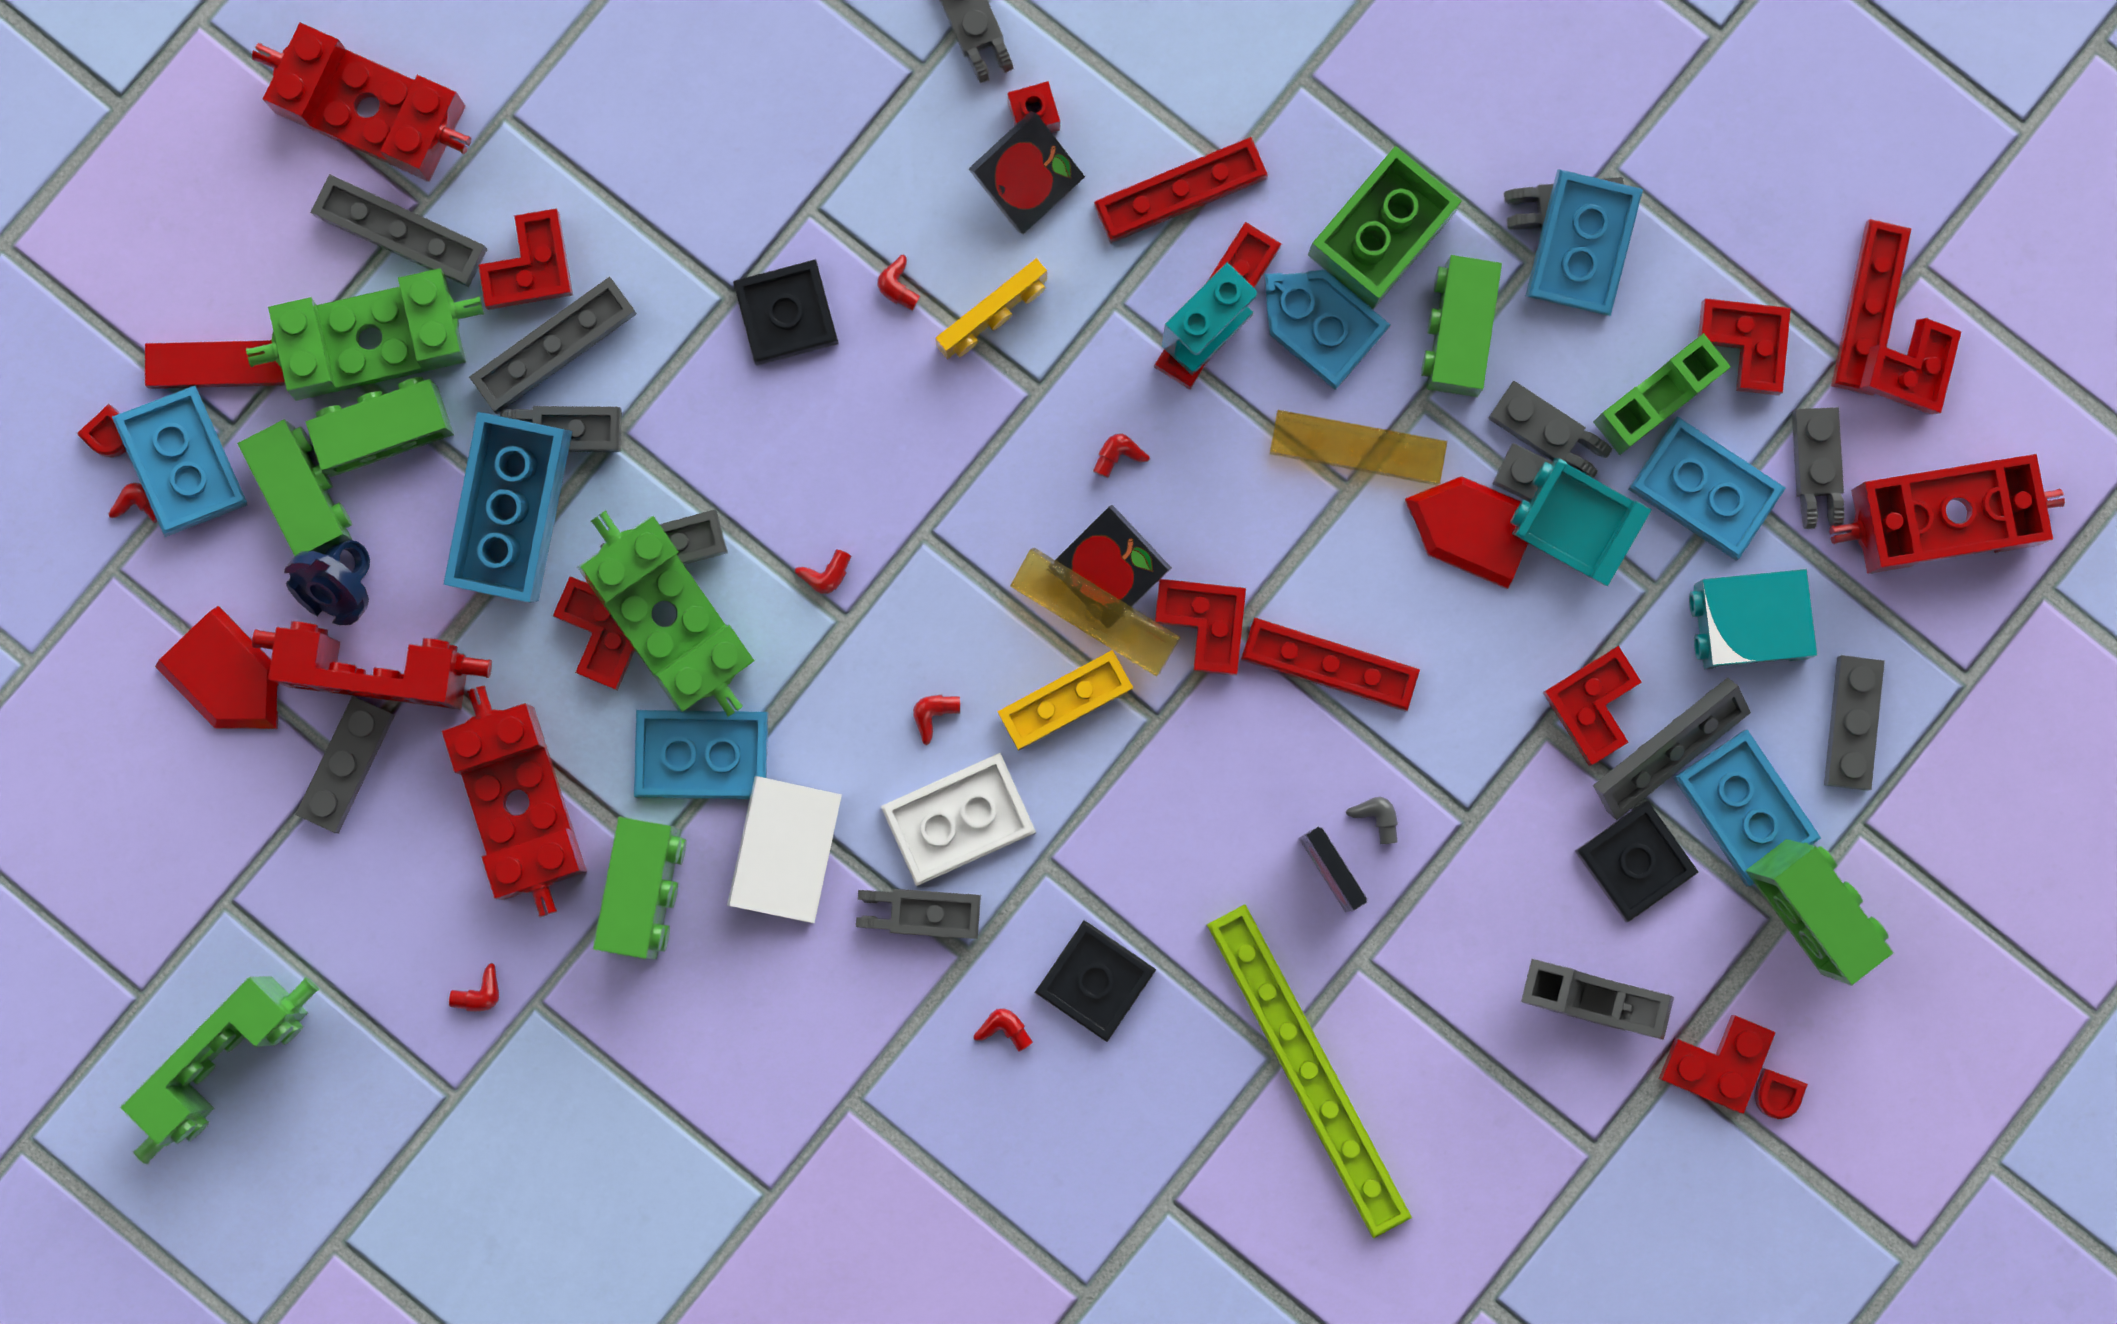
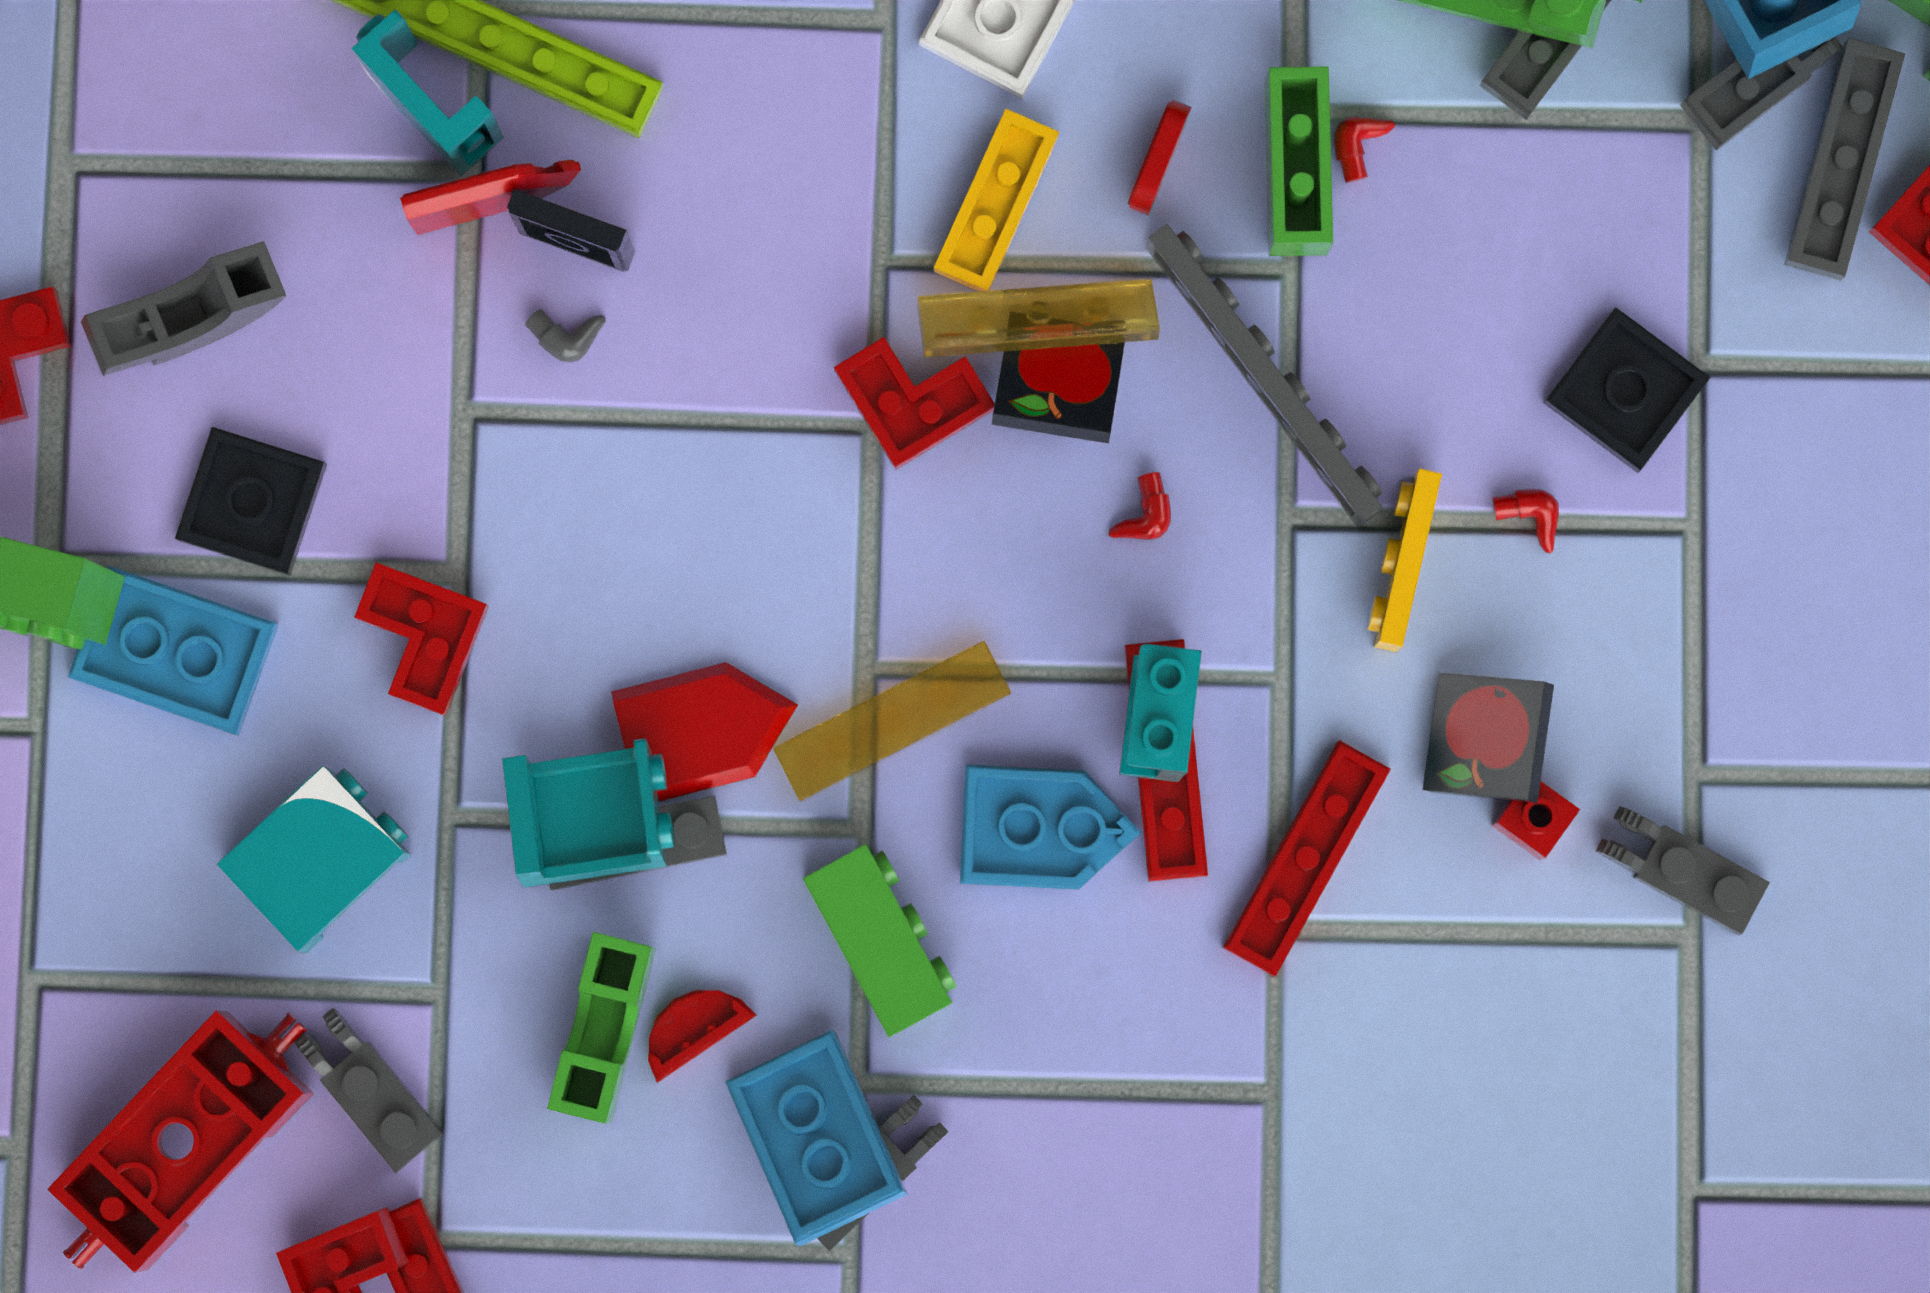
camera: 145 degrees right, 0 degrees up
(872, 583) = (1298, 161): none -> bright green brick
(933, 706) = (1132, 90): red animal -> none
(949, 652) = (1159, 157): none -> red tile
(986, 497) = (1250, 354): none -> dark grey plate
(1330, 664) = (741, 460): red tile -> none
(1366, 929) = (482, 194): none -> red tile
(1367, 1018) = (459, 139): none -> teal panel
(1384, 227) = (1049, 978): bright green brick -> none
(1546, 428) = (702, 900): dark grey hinge -> none
(1604, 362) = (691, 1027): none -> red tile
(1672, 748) = (301, 648): dark grey plate -> none
(1706, 488) = (475, 971): dark azure tile -> none
(1758, 333) = (545, 1188): red plate -> none
(1854, 723) = (122, 833): dark grey plate -> none

